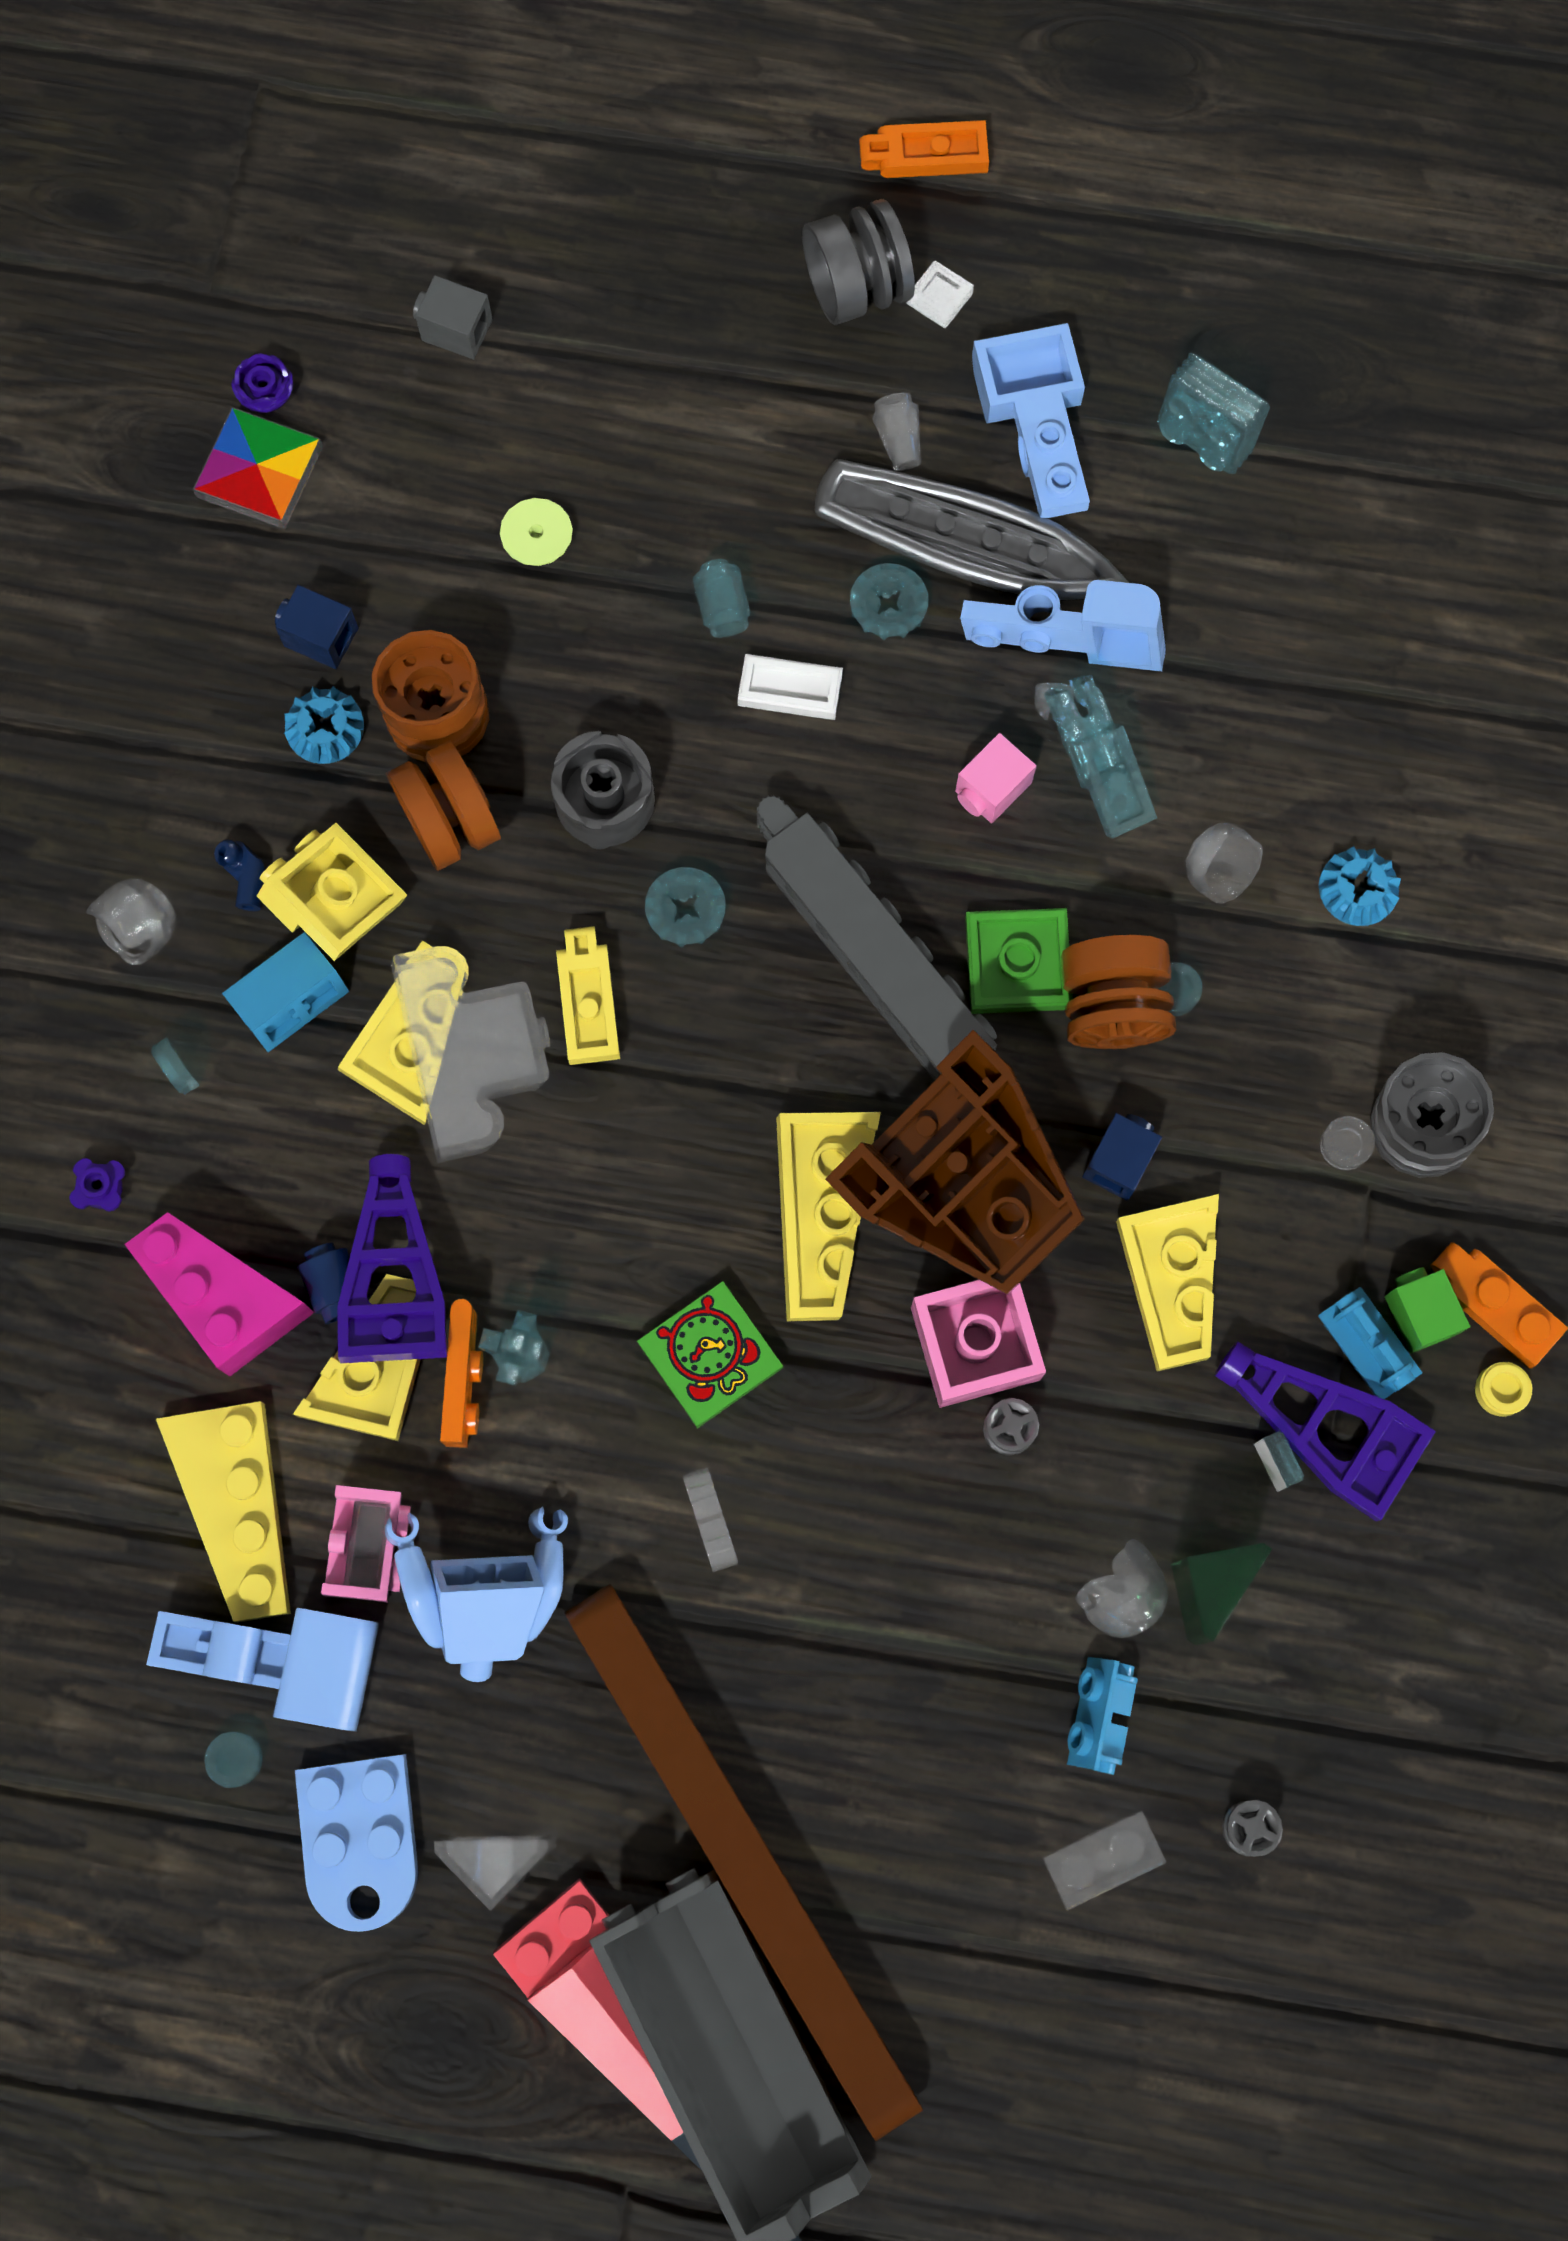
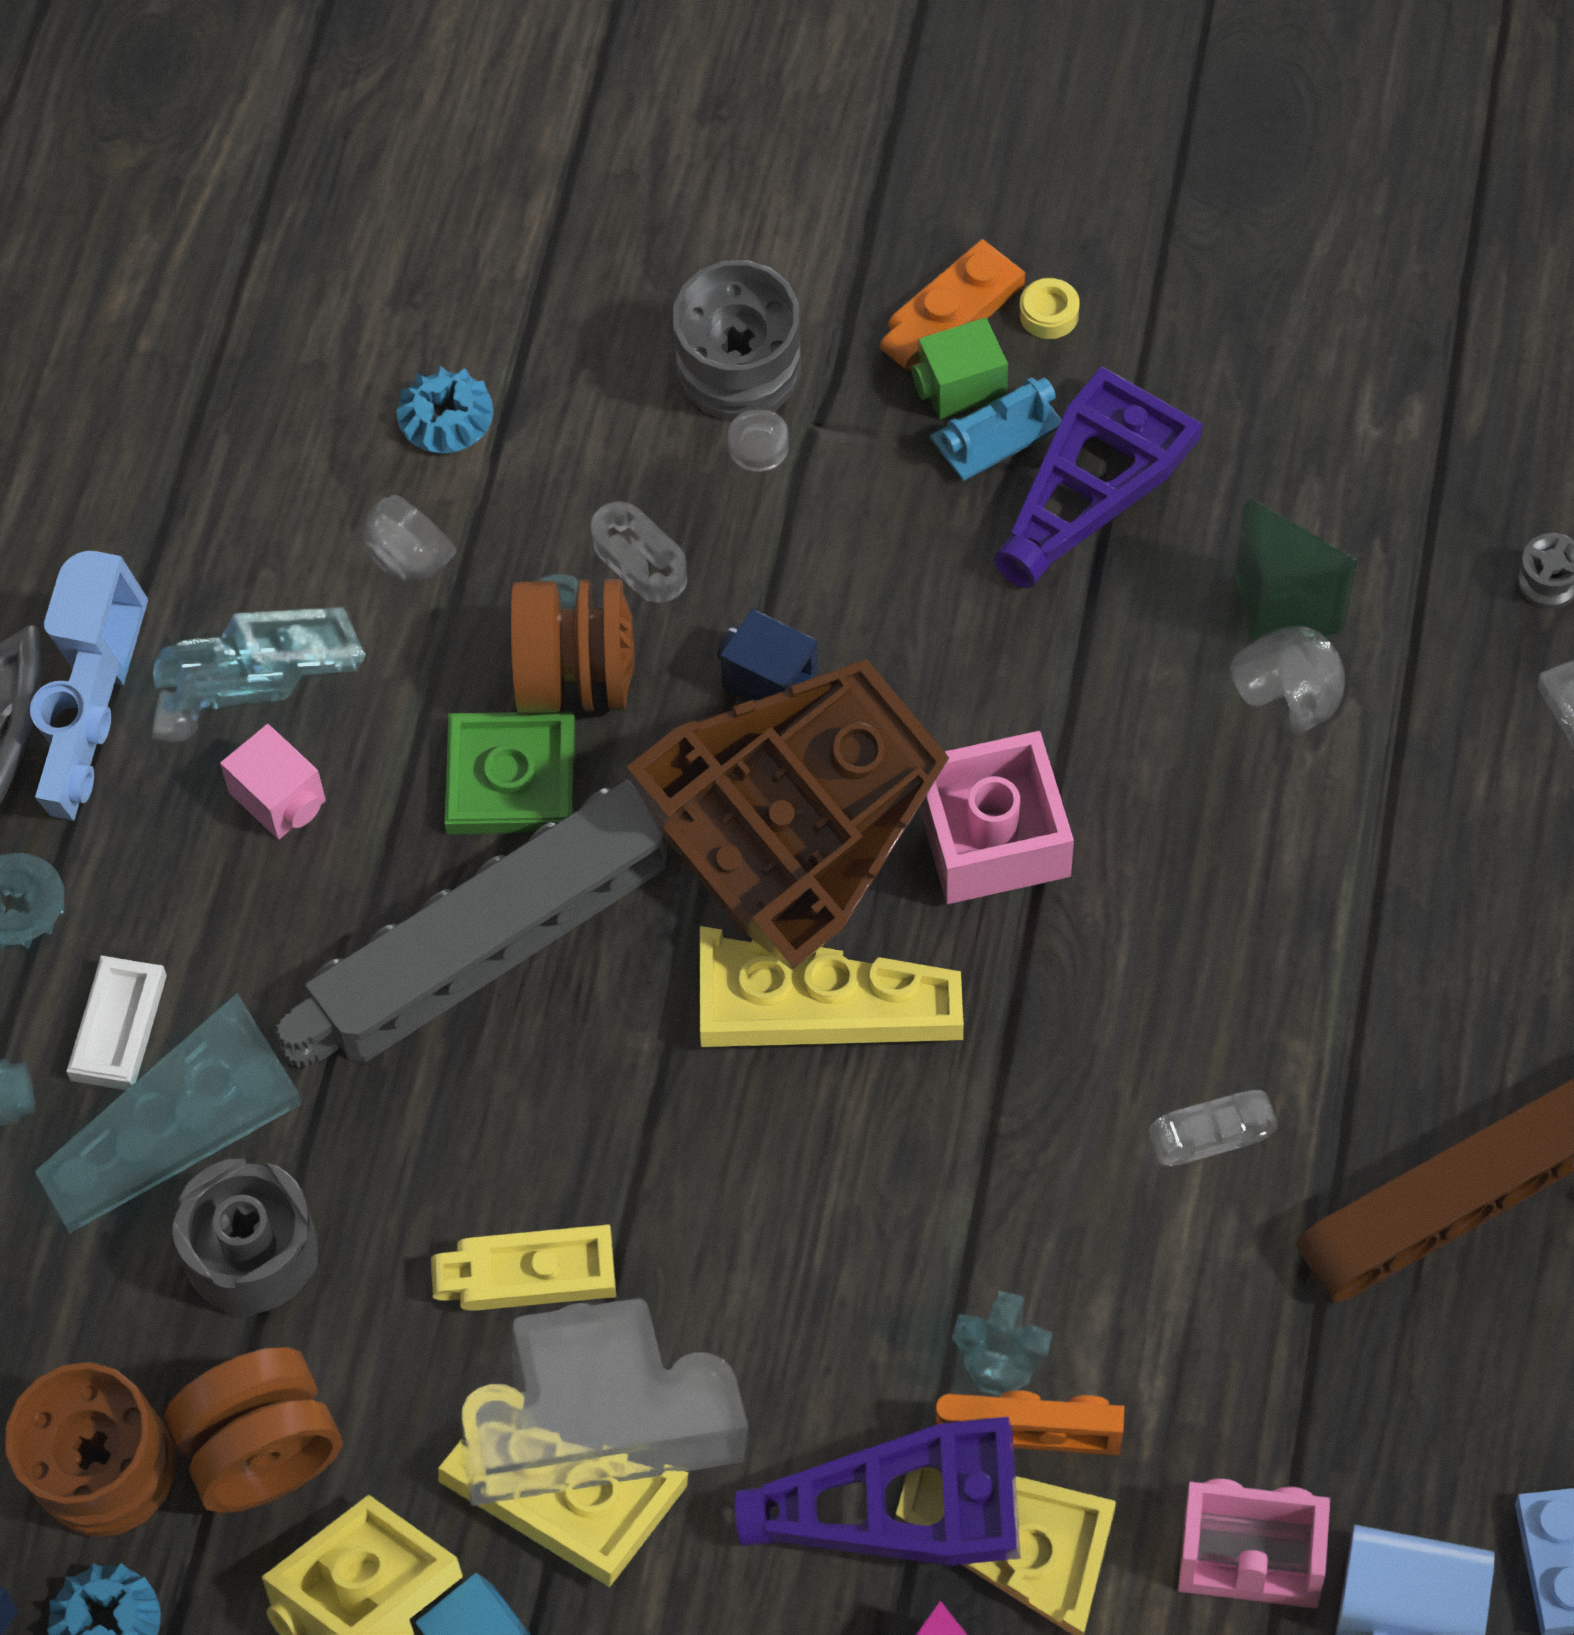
camera: 85 degrees left, 15 degrees down
(324, 1277) = (902, 1592): dark blue brick -> none
(482, 1605) = (1332, 1378): light blue torso -> none
(682, 884) = (408, 1124): clear light blue gear -> none
(710, 1354) = (1003, 1131): bright green tile -> none
(713, 735) = (178, 1113): none -> clear light blue wing
(1017, 1420) = (1101, 780): flat silver wheel -> none
(1103, 1690) = (1431, 720): dark azure hinge -> none
(1172, 1275) = (919, 621): light yellow wing -> none
(1222, 1041) = (630, 560): none -> clear beam
(1279, 1461) = (1136, 521): clear light blue tile -> none

